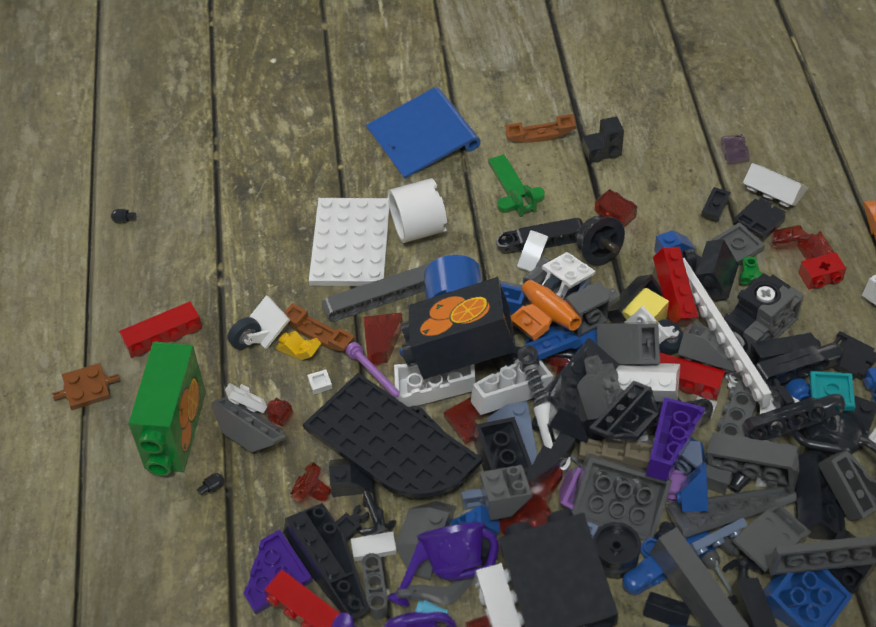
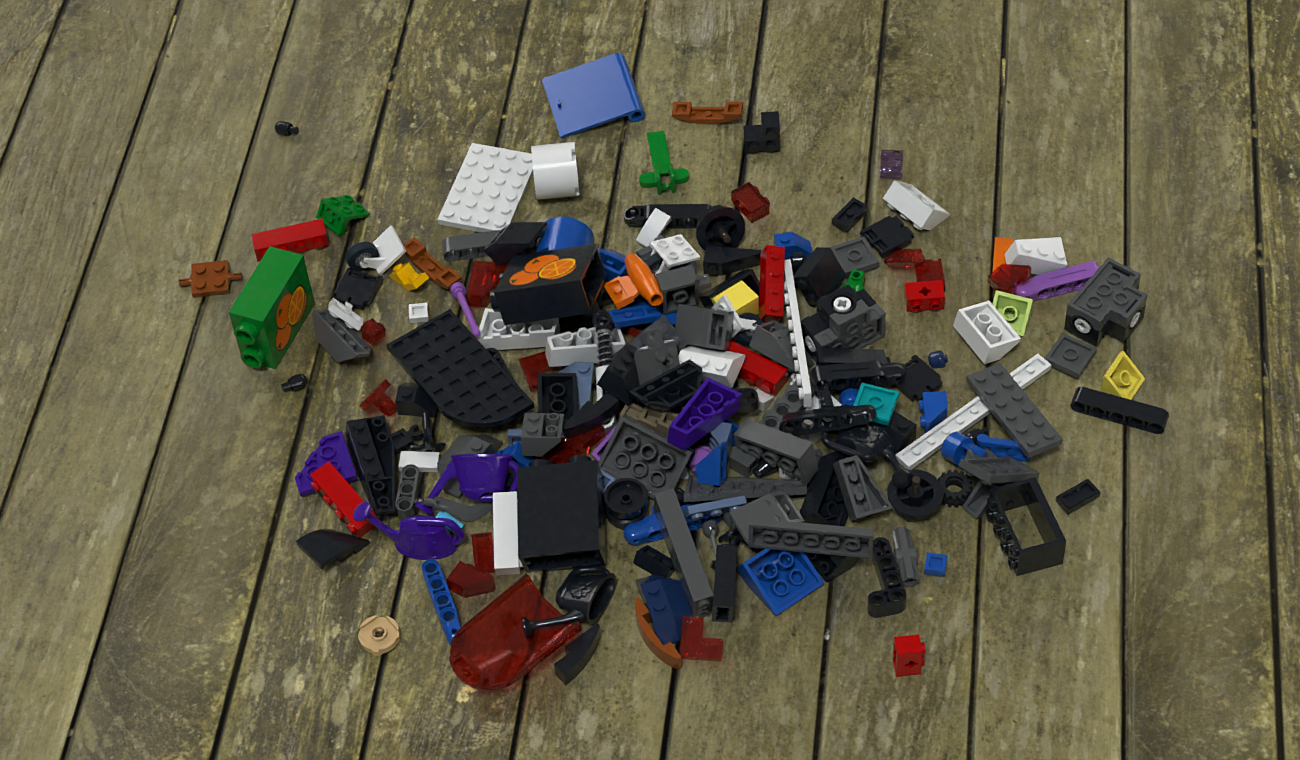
camera: 15 degrees right, 0 degrees up
(204, 291) = (338, 211): none -> green bracket
(247, 368) = (357, 290): none -> black plate
(404, 288) = (513, 240): none -> black slope
(617, 269) = (727, 260): none -> black slope
(860, 331) = (937, 359): none -> dark blue piece

